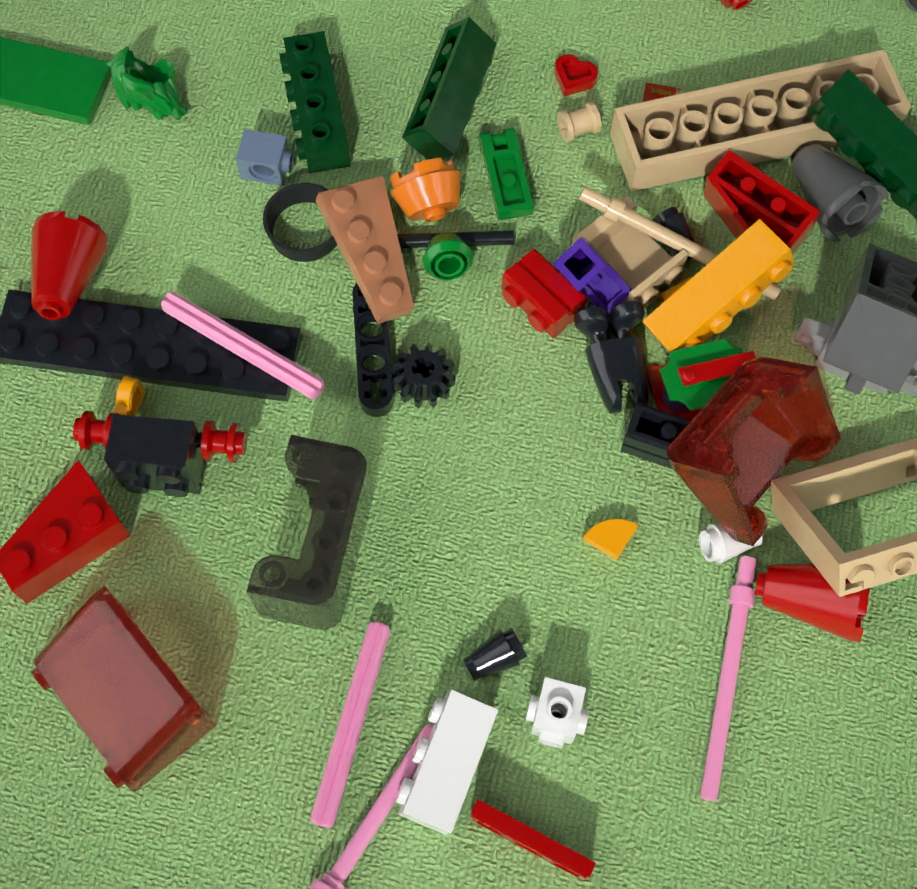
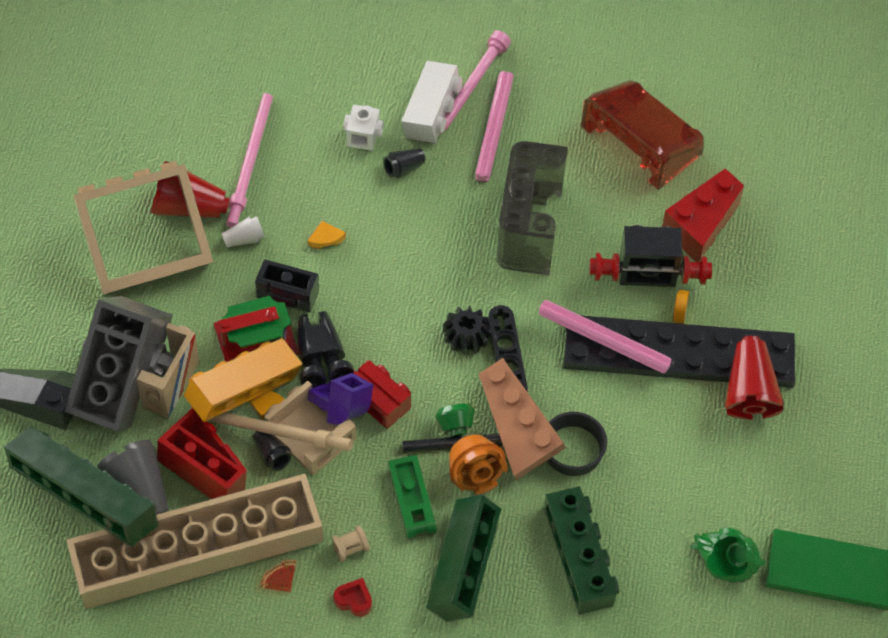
camera: 175 degrees right, 10 degrees down
(264, 157) = (615, 496): sand blue brick -> none
(532, 840) = (378, 68): red tile -> none
(749, 436) = (253, 252): clear red windscreen -> none
(825, 295) = (160, 393): none -> tan panel

